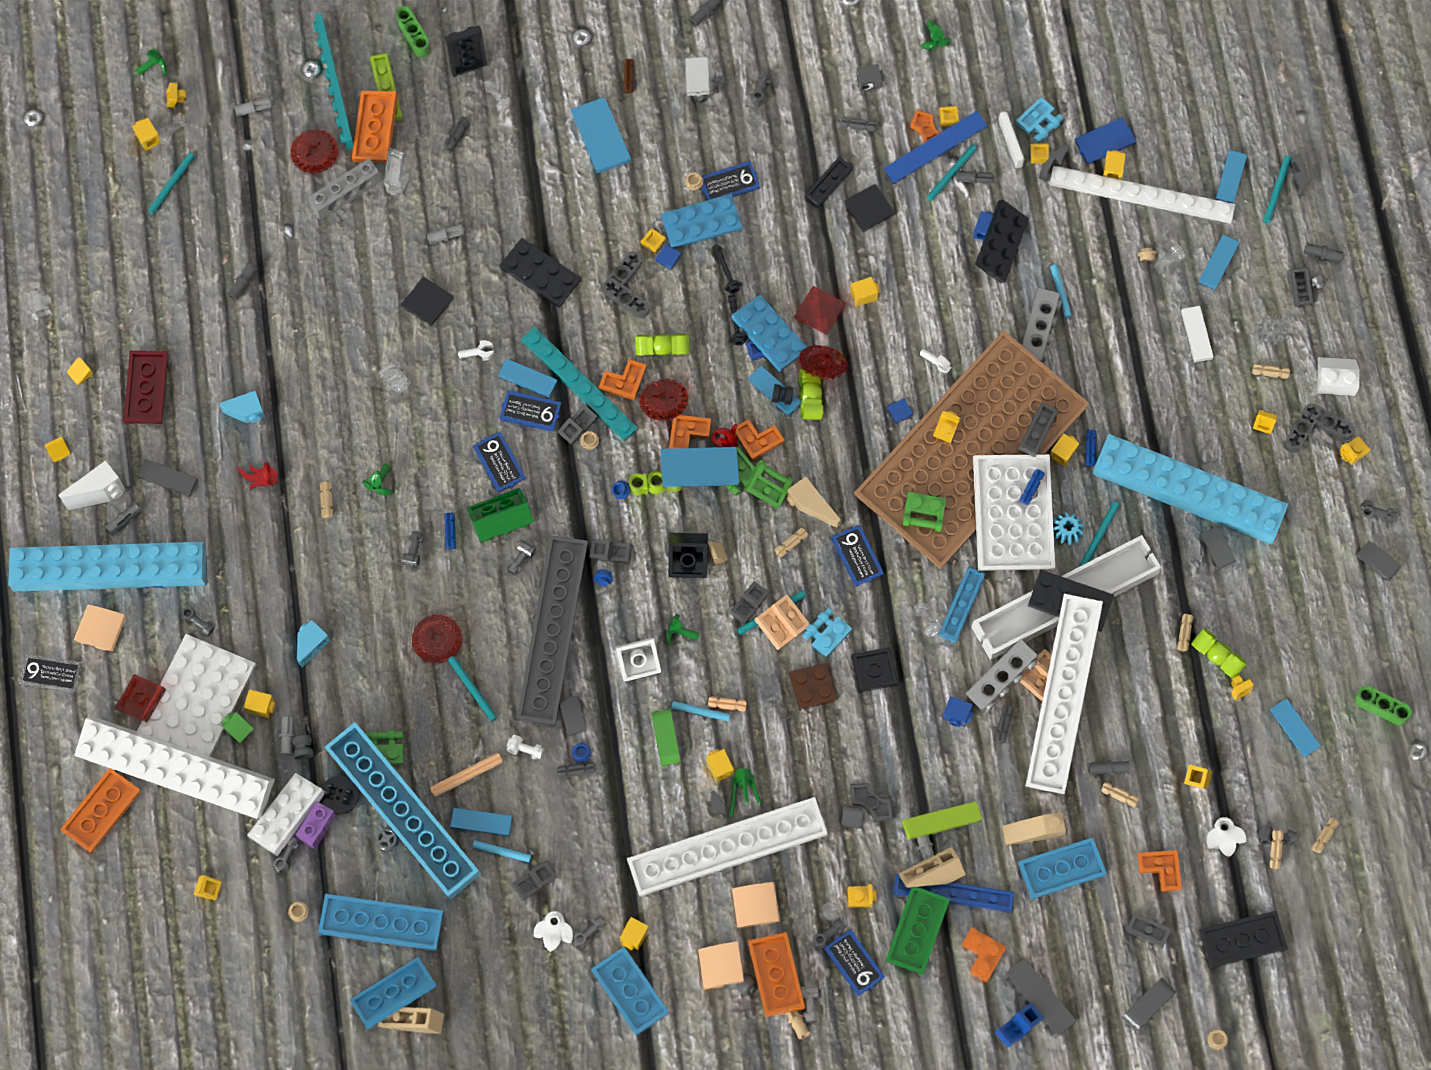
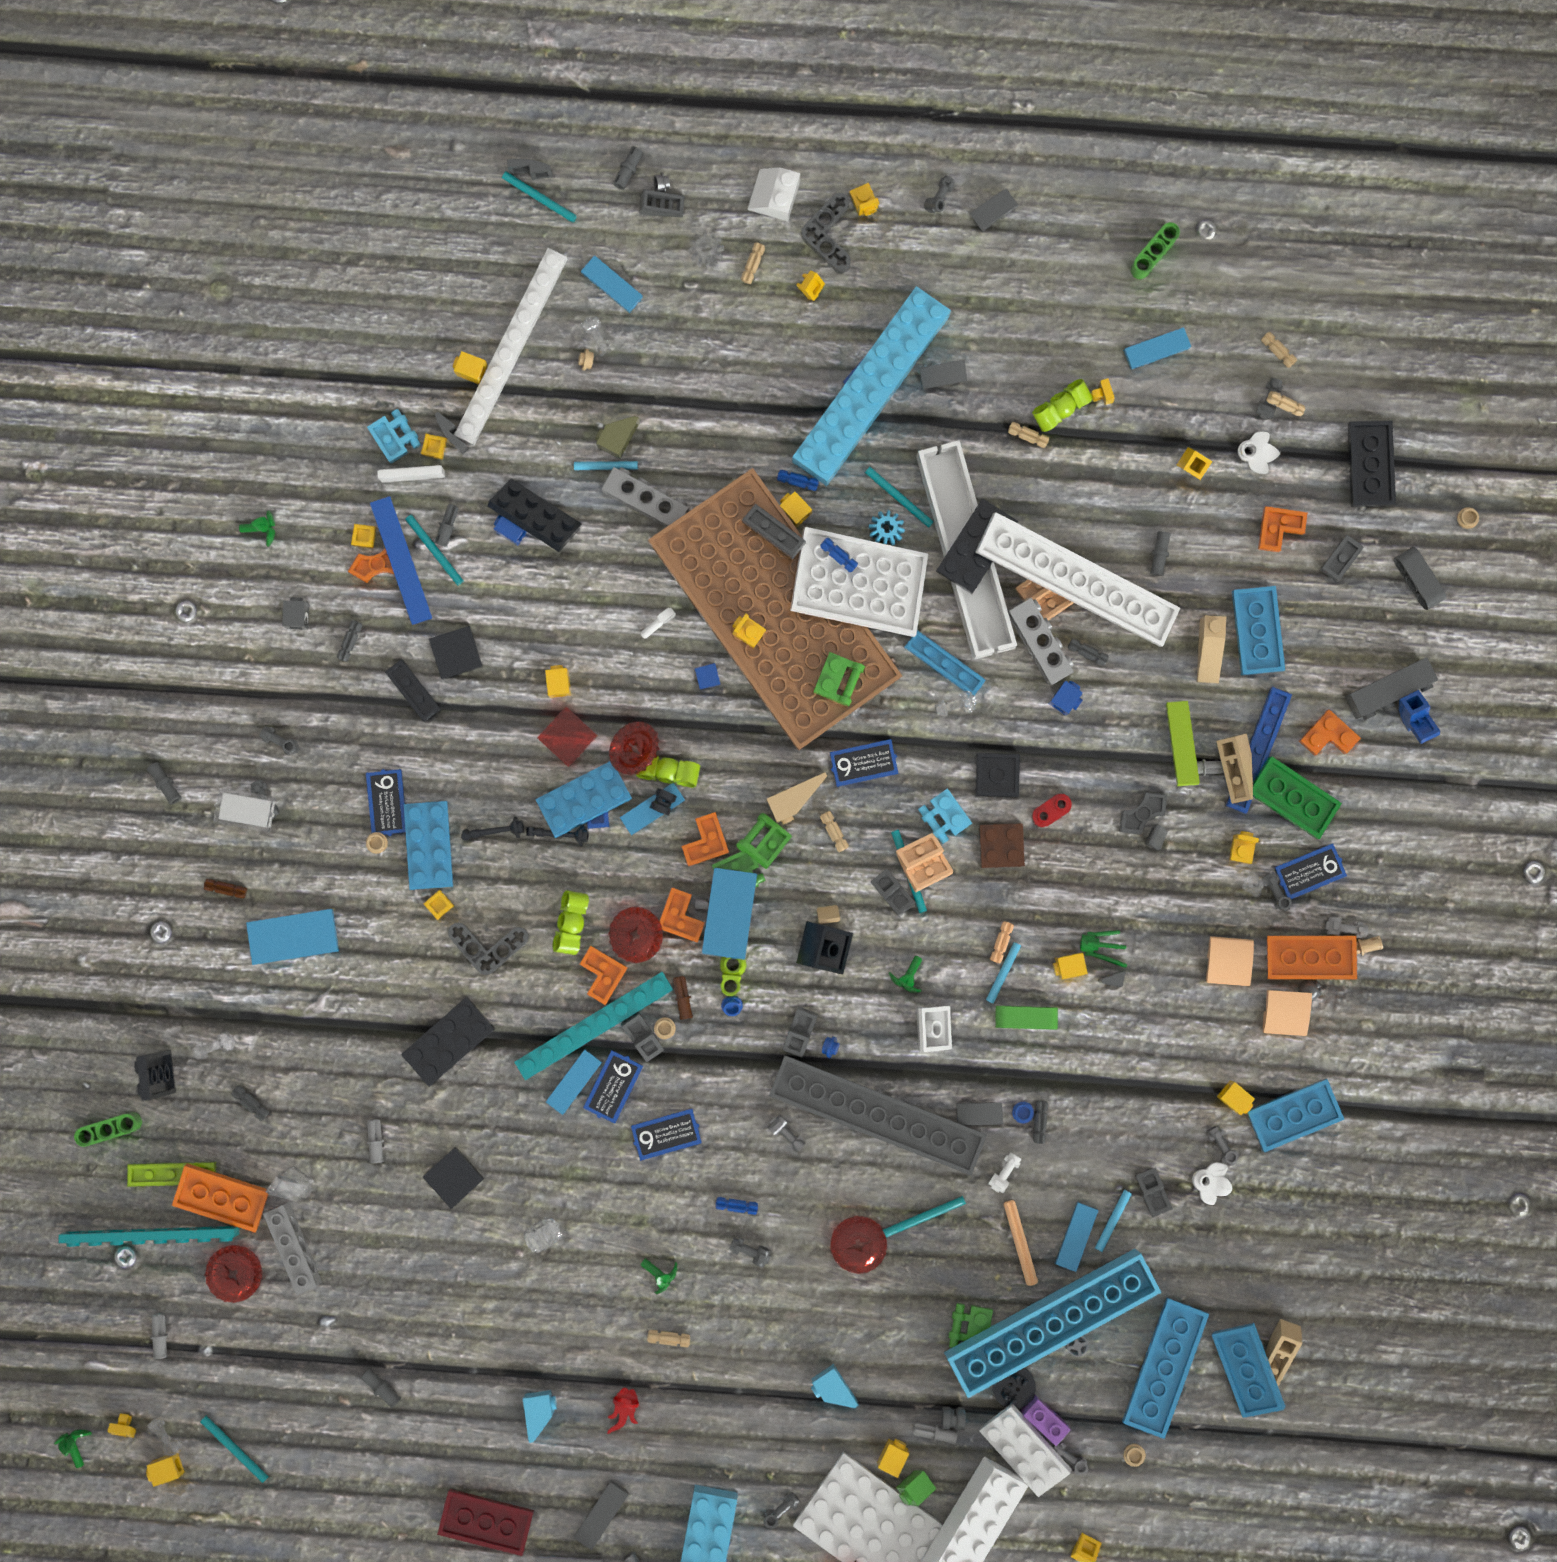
camera: 80 degrees left, 15 degrees up
(478, 351) = (527, 1142): white bar -> none
(500, 515) = (731, 1147): green slope -> none
(618, 449) = (682, 997): none -> reddish brown axle
(668, 257) = (463, 892): blue tile -> none
(727, 846) = (1161, 978): white plate -> none
(730, 437) = (702, 876): red piece -> none
(853, 722) = (1052, 810): none -> red plate
(1088, 293) = (617, 436): none -> olive slope
(1105, 138) = (435, 369): blue piece -> none
(1119, 794) = (1189, 551): tan axle -> none
(1197, 334) = (691, 331): white tile -> none
(1231, 177) = (513, 243): dark azure tile -> none

